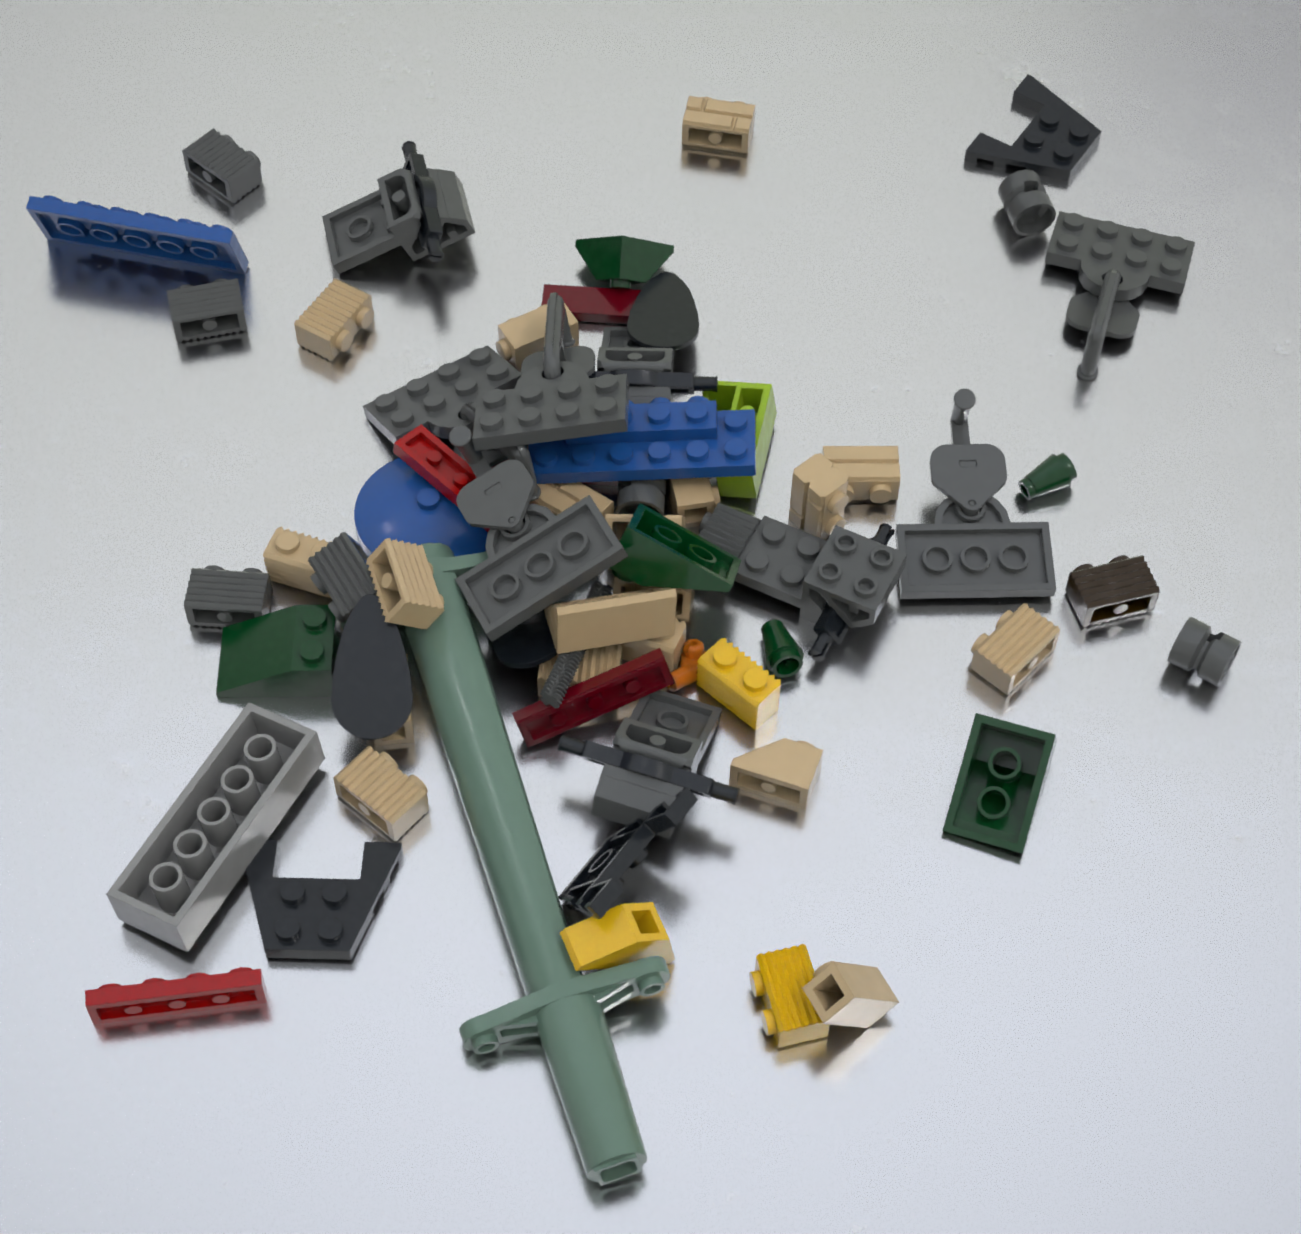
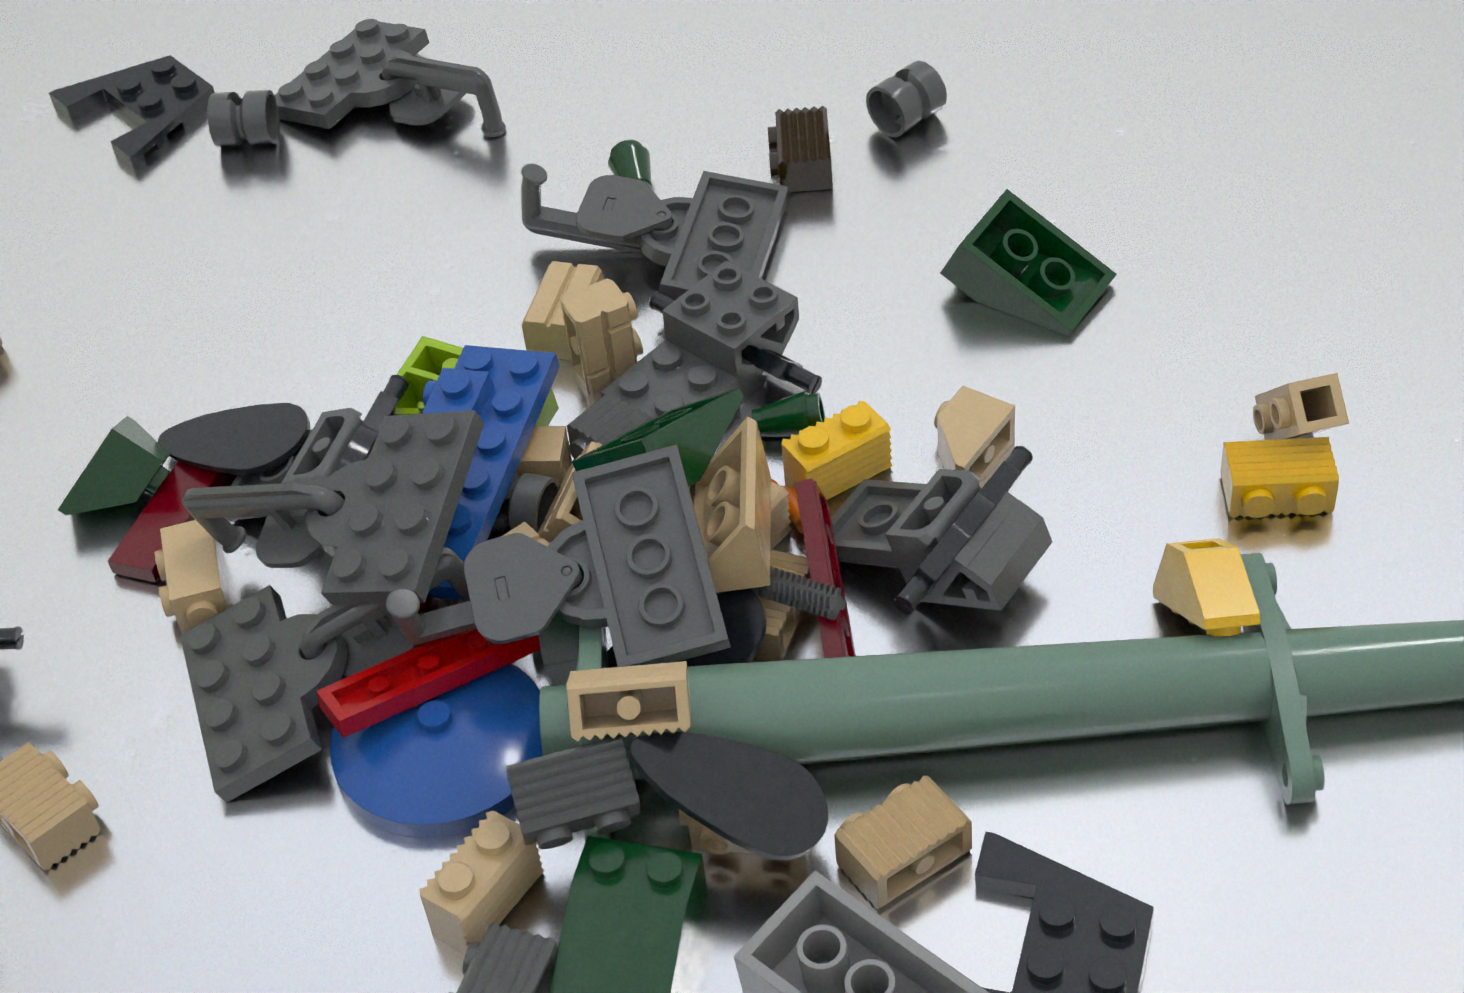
camera: 70 degrees left, 10 degrees down
(600, 879) = (1084, 592): black wing -> none
(1014, 648) = (855, 231): tan brick -> none

